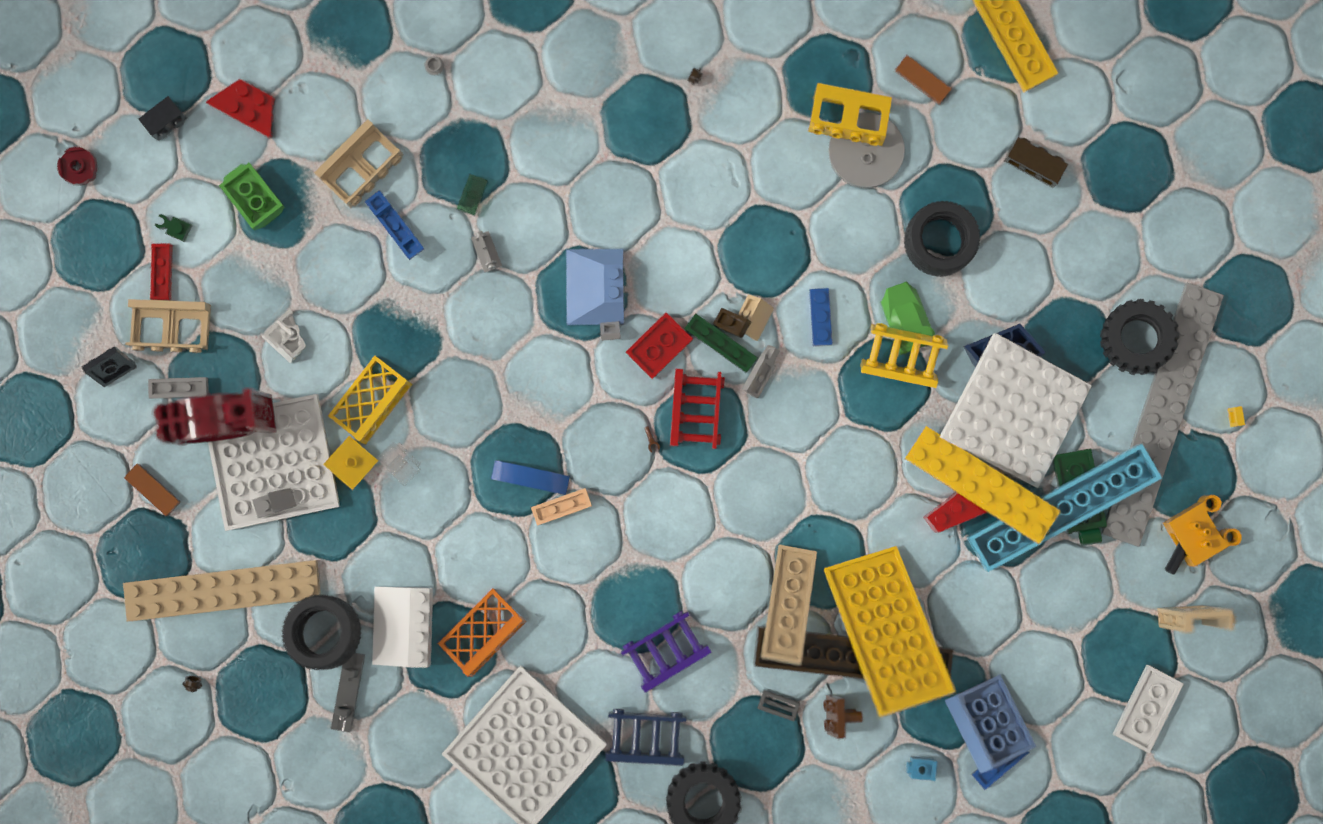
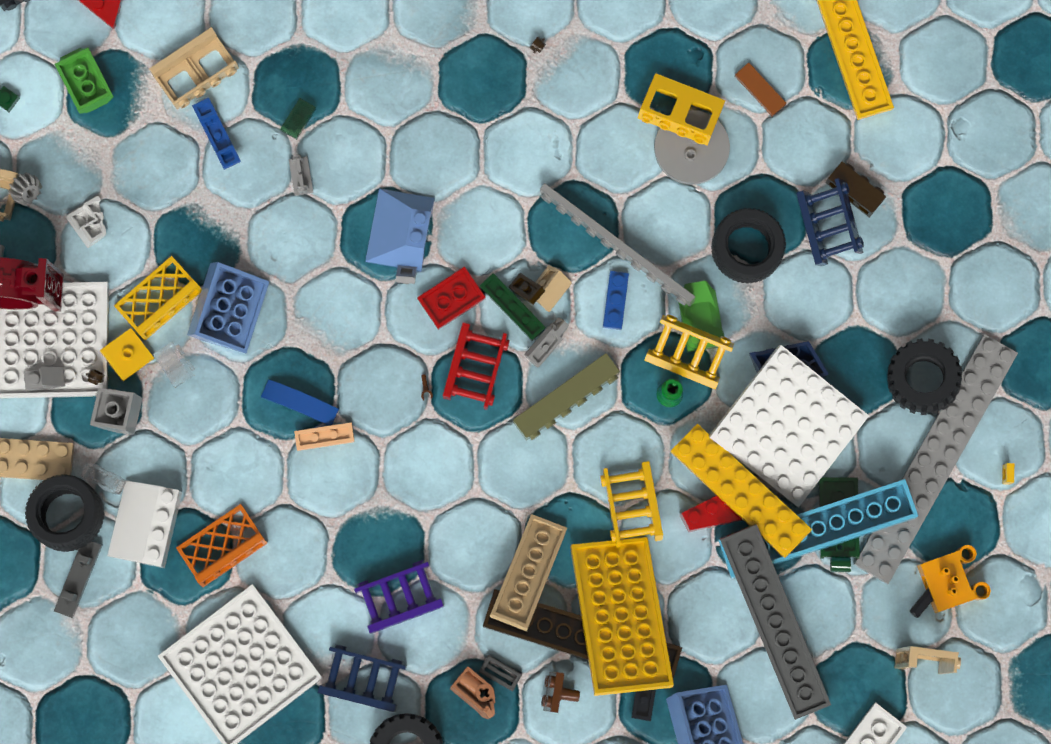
camera: 10 degrees right, 5 degrees down
(215, 316) = (25, 188): none -> light grey gear
(323, 491) = (95, 376): none -> dark brown plate
(351, 521) = (116, 411): none -> light grey slope
(357, 592) = (100, 477): none -> clear brick
(441, 396) = (228, 307): none -> medium blue slope
(751, 727) = (469, 687): none -> nougat piece
(791, 422) = (566, 396): none -> olive brick
(818, 266) = (622, 250): none -> light grey plate
(885, 401) = (667, 398): none -> green plant
(889, 502) = (647, 492): none -> yellow fence
(924, 714) = (643, 705): none -> black plate
(1006, 216) = (811, 219): none -> dark blue fence
(1038, 606) = (775, 621): none -> dark grey plate

